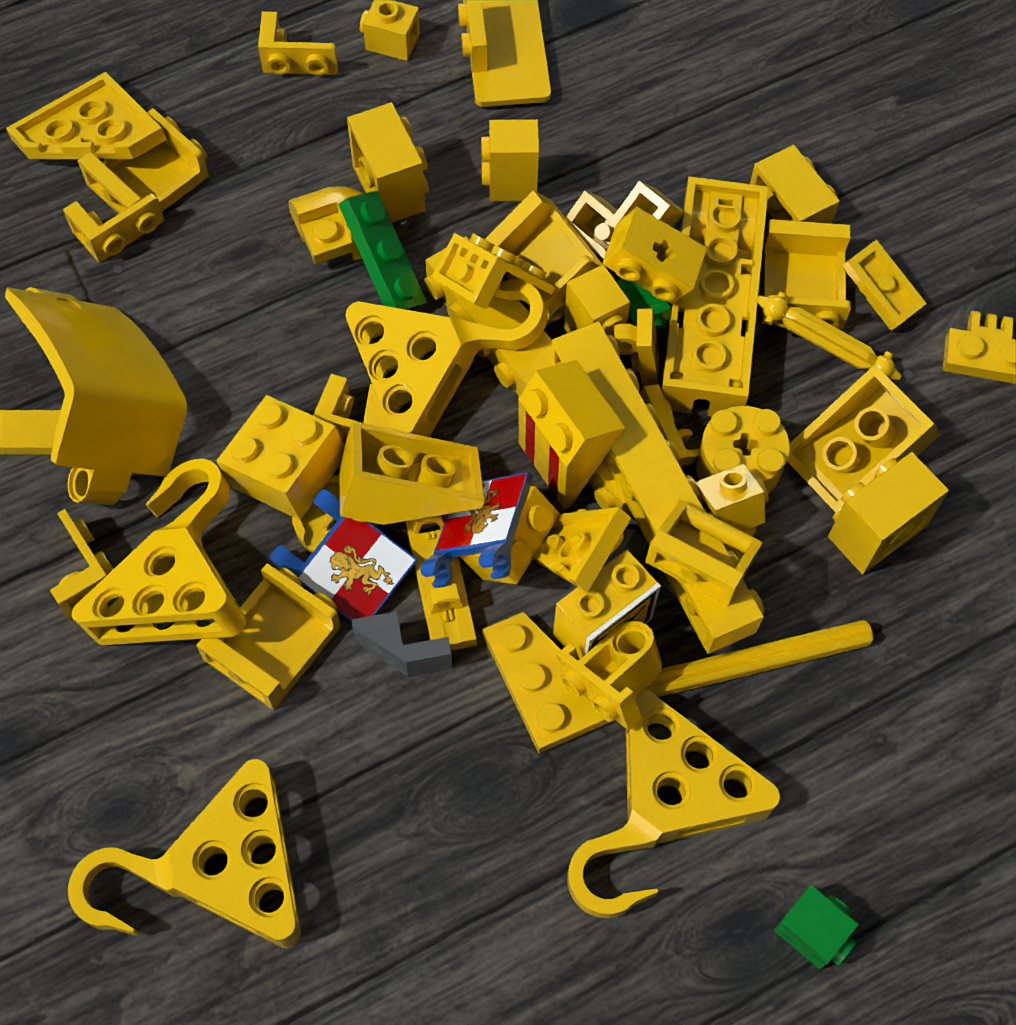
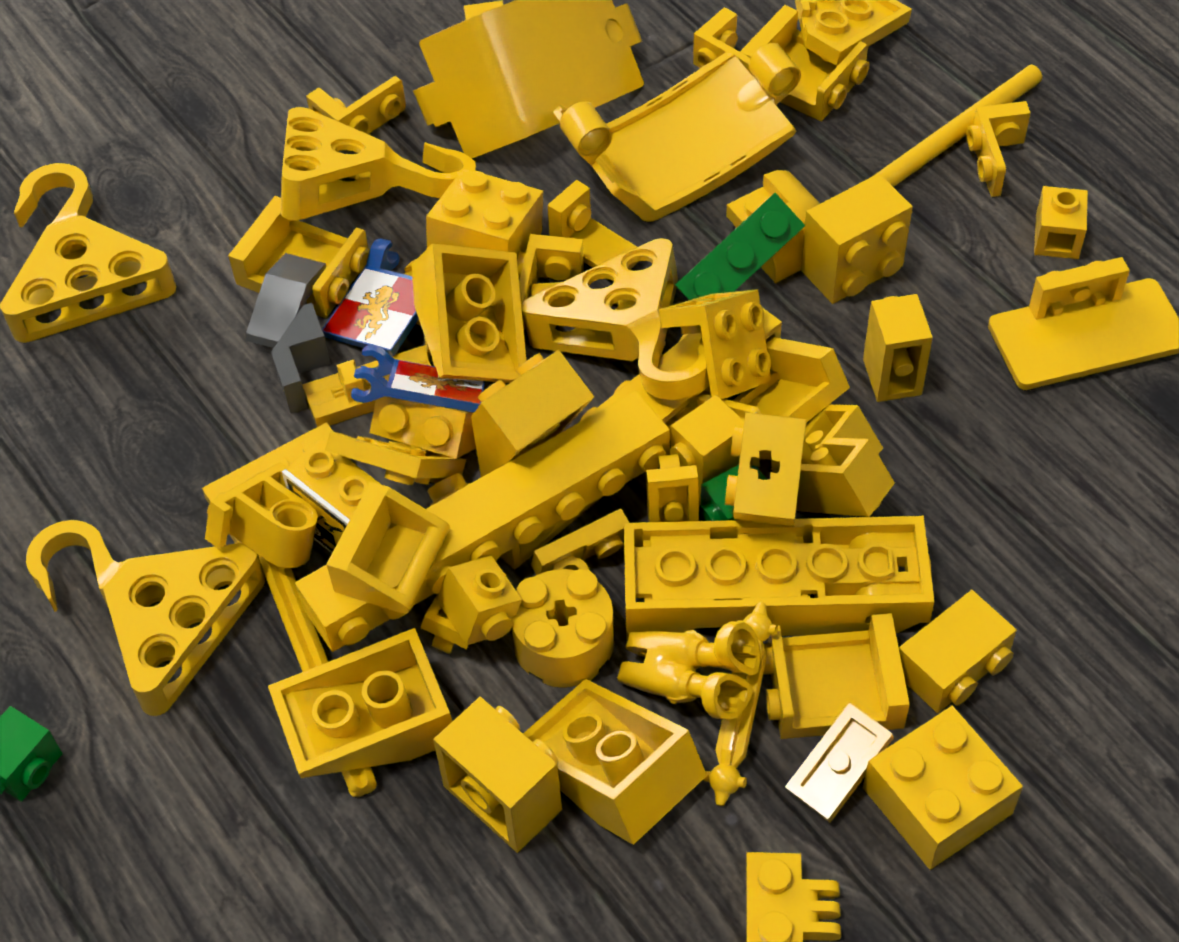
camera: 85 degrees right, 10 degrees down
(209, 266) = (690, 134): none -> yellow panel
(263, 85) = (957, 127): none -> yellow piece
(305, 381) = (571, 218): none -> yellow bracket
(330, 650) = (281, 297): none -> slope
(798, 377) = (673, 662): none -> yellow piece
(814, 610) = (362, 708): none -> yellow slope
(911, 222) = (941, 787): none -> yellow brick

